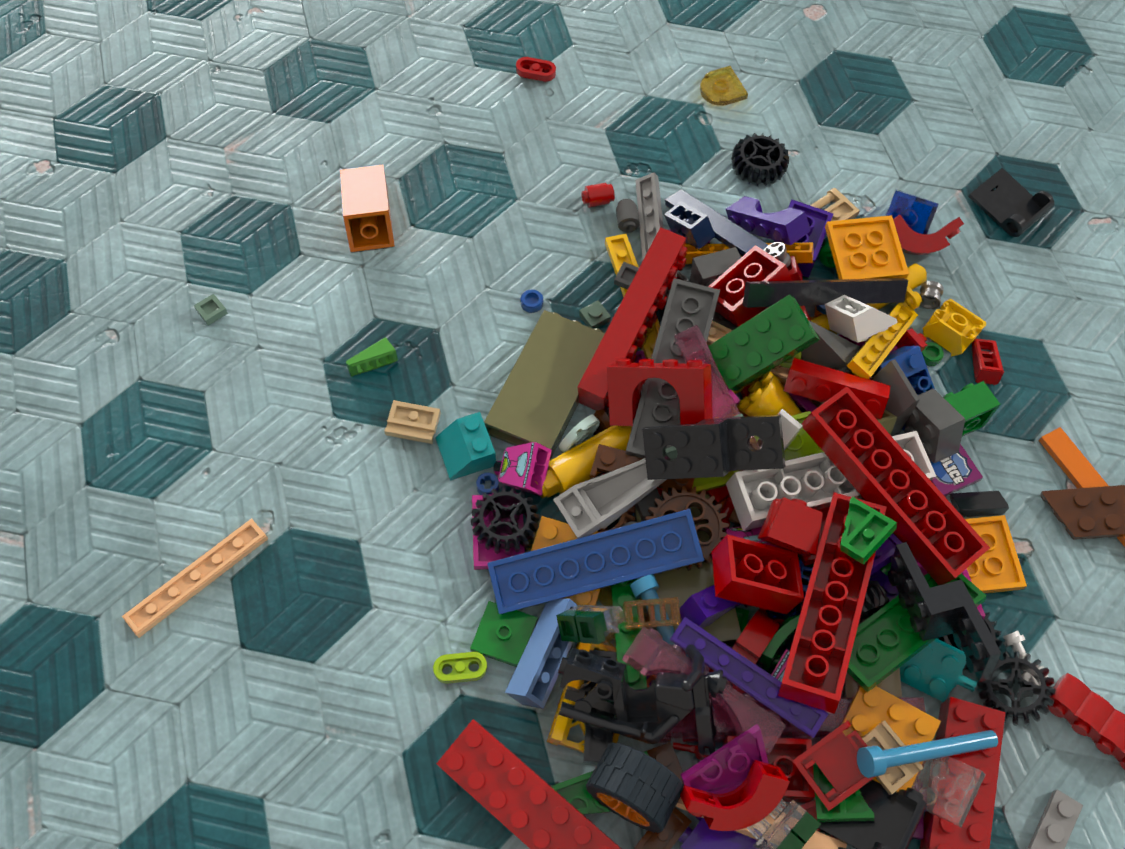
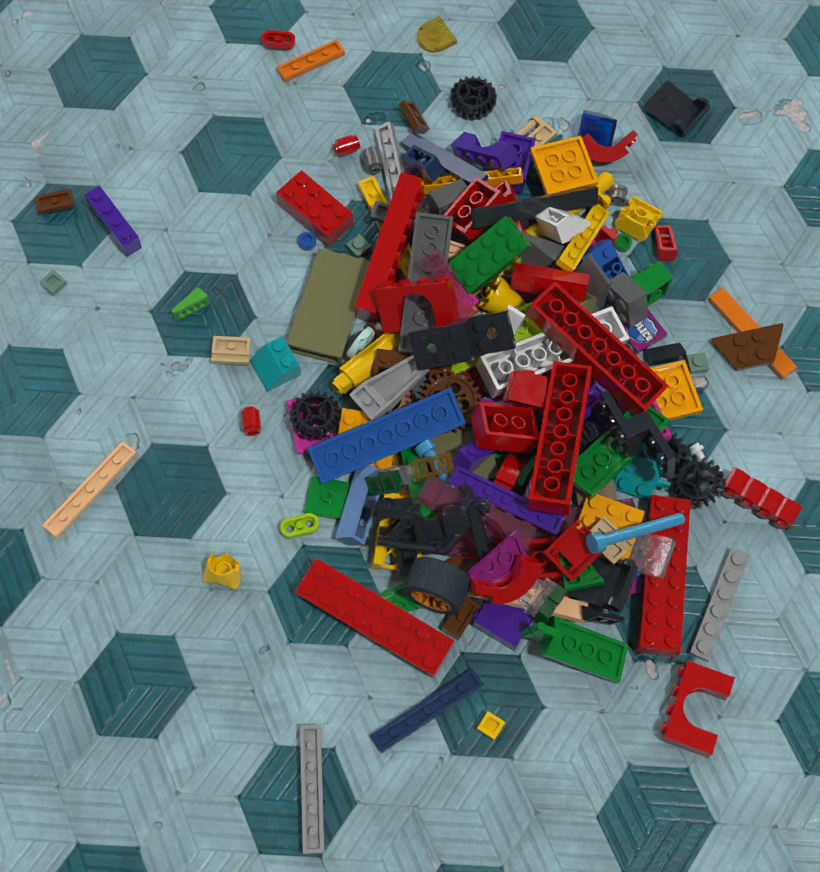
camera: 10 degrees left, 5 degrees up
(235, 215) = (54, 201): none -> reddish brown plate
(299, 245) = (118, 226): none -> dark purple arch
(345, 716) = (223, 571): none -> yellow hair
(366, 208) = (161, 181): slope -> none
(421, 516) = (251, 421): none -> red brick
(487, 477) = (292, 386): blue bush -> none
(524, 466) = (322, 373): dark pink torso -> none
(547, 262) = (314, 208): none -> red brick
(570, 96) = (310, 60): none -> orange tile
(685, 172) = (414, 116): none -> reddish brown plate
(778, 251) = (495, 180): flat silver wheel -> none
(864, 531) = (577, 385): green wing -> none
(1021, 521) = (697, 363): none -> sand green plate

